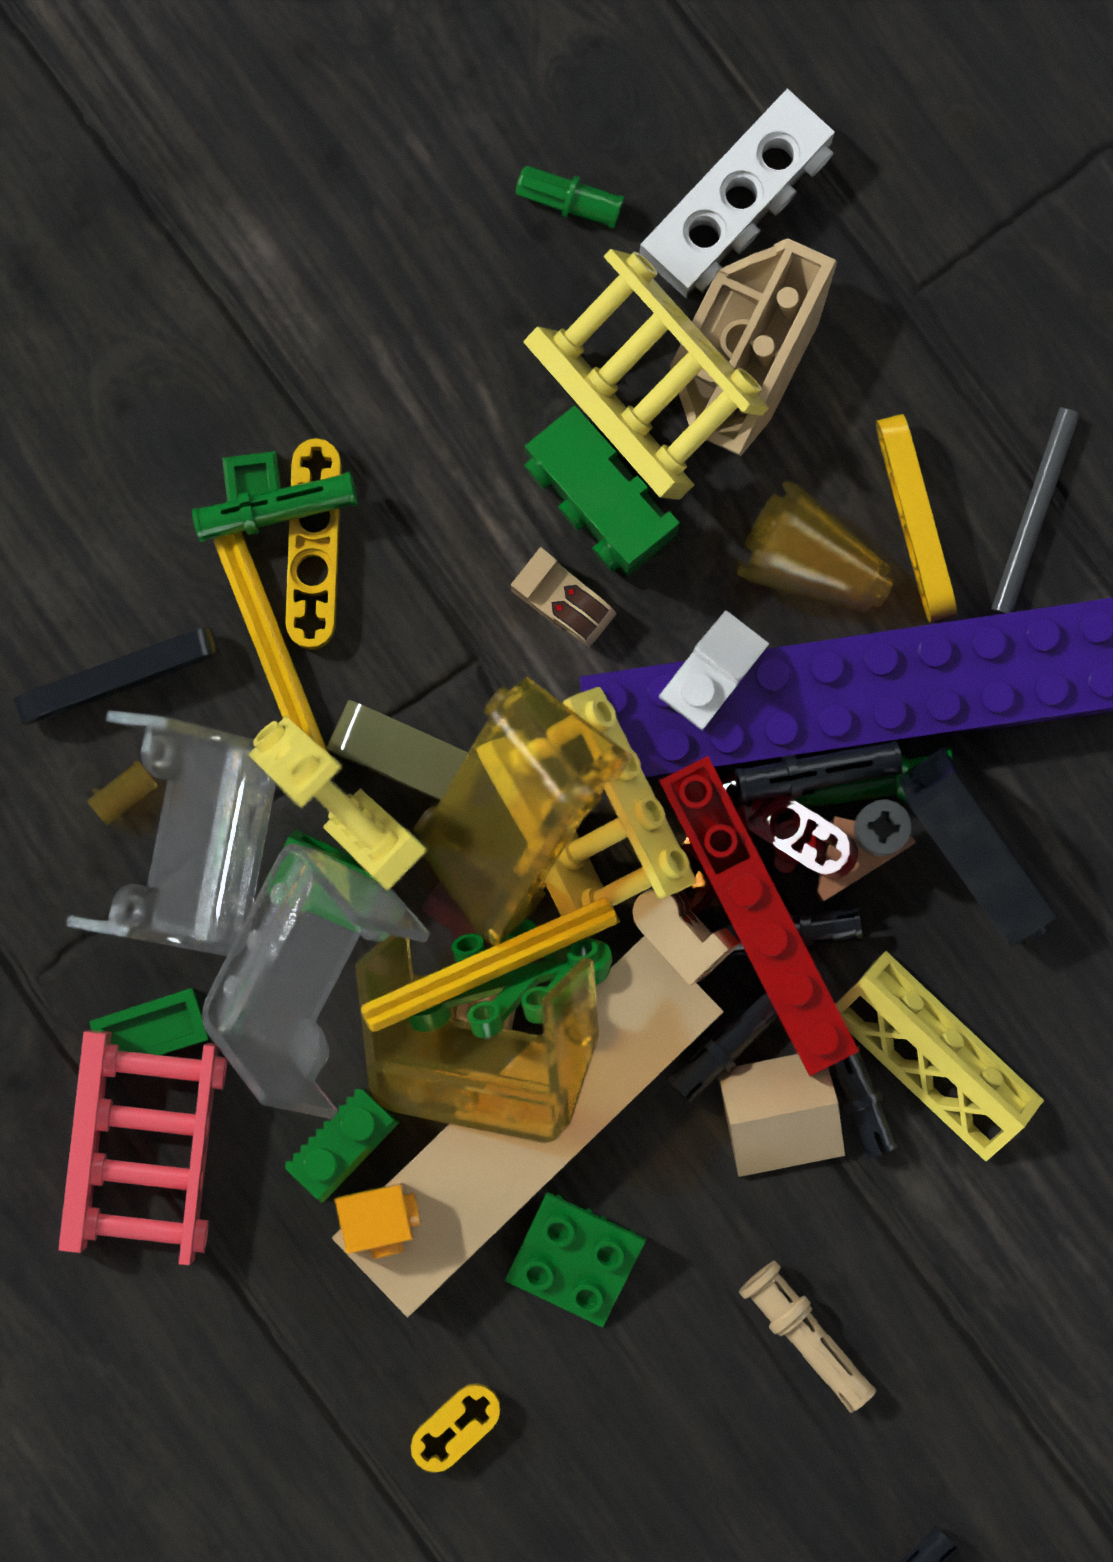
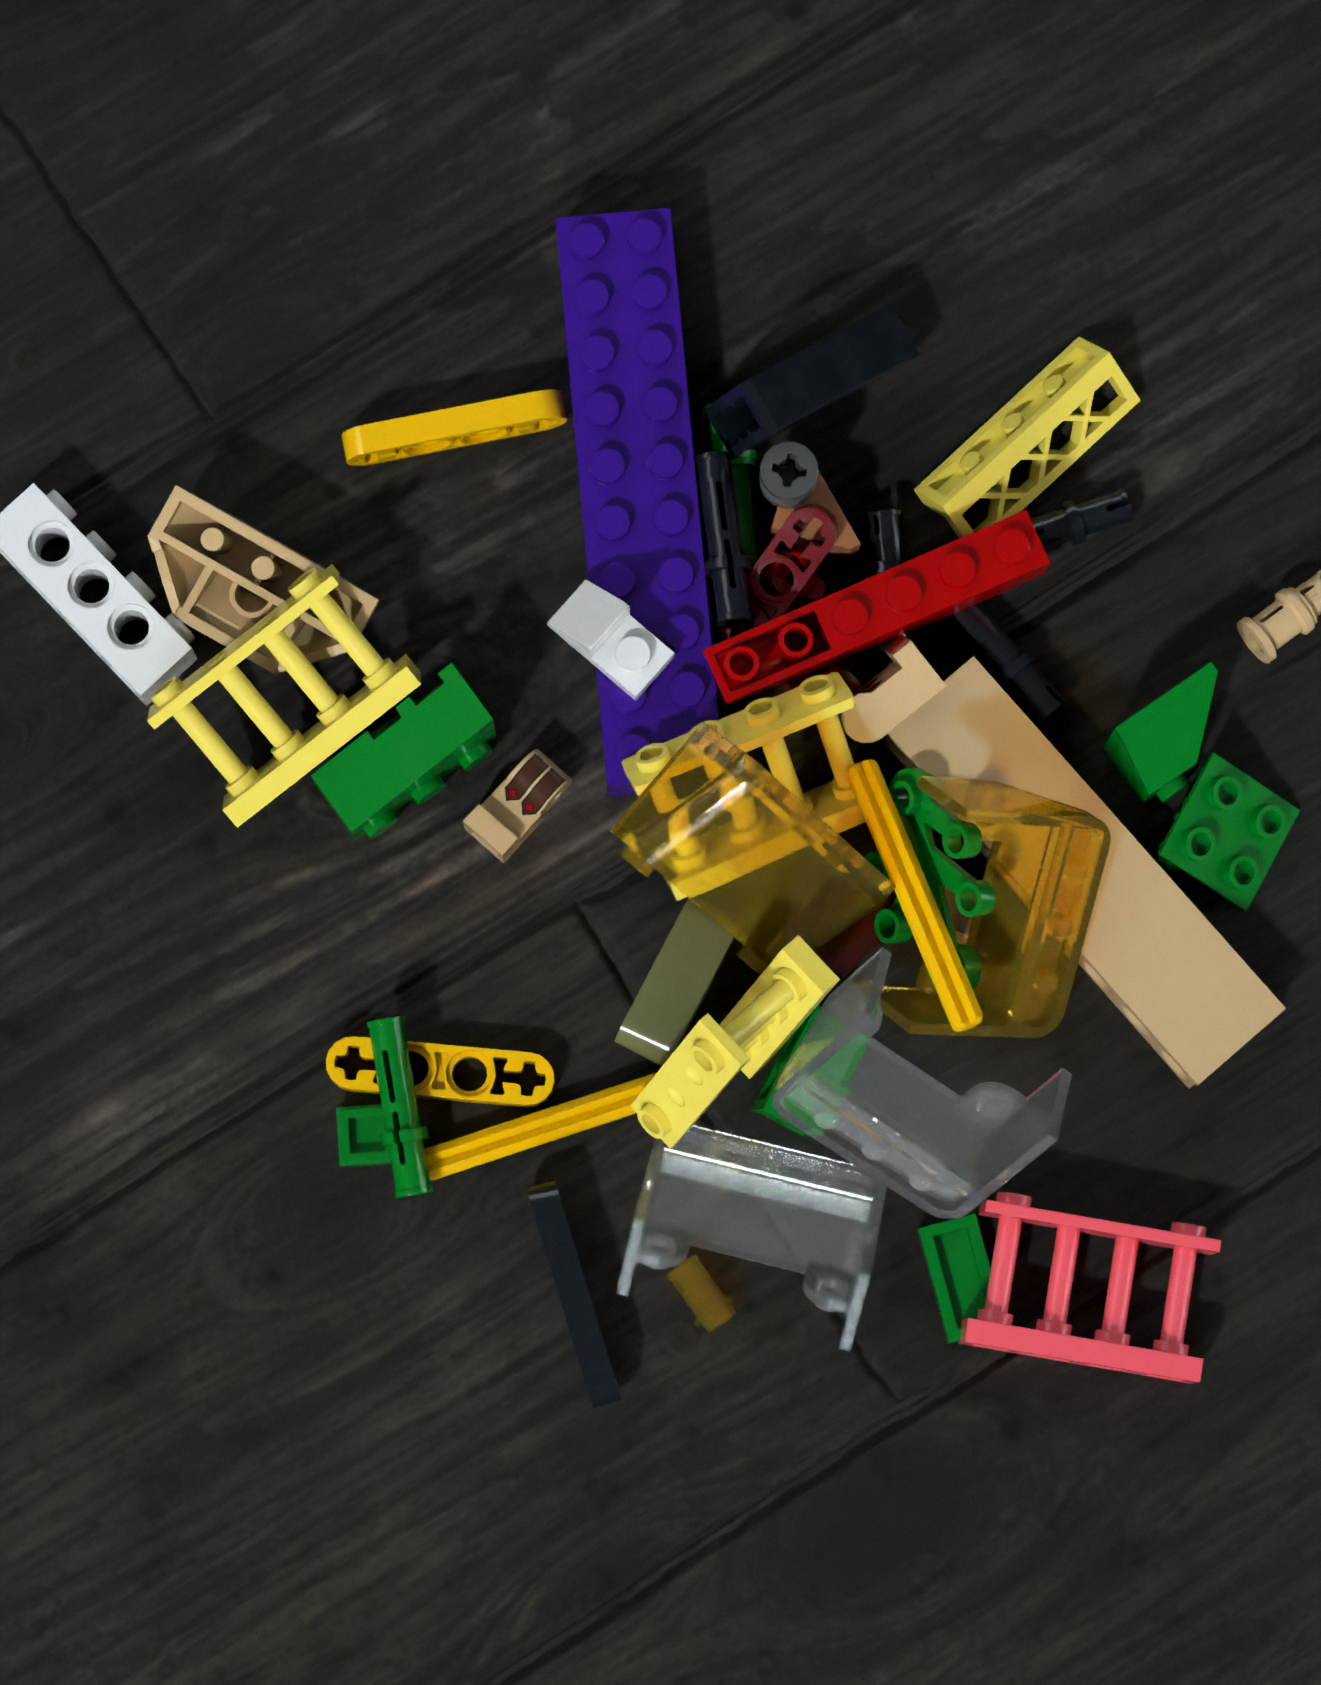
camera: 90 degrees left, 5 degrees down
(341, 1144) = (1099, 1071): green brick -> none
(378, 1220) = (1182, 1029): light orange brick -> none
(569, 196) = (78, 773): green axle -> none
(655, 1196) = (1164, 738): none -> green slope
(780, 1115) = (1082, 609): tan slope -> none
(813, 554) = (486, 538): clear yellow cone -> none
(1035, 511) = (454, 306): dark grey bar -> none

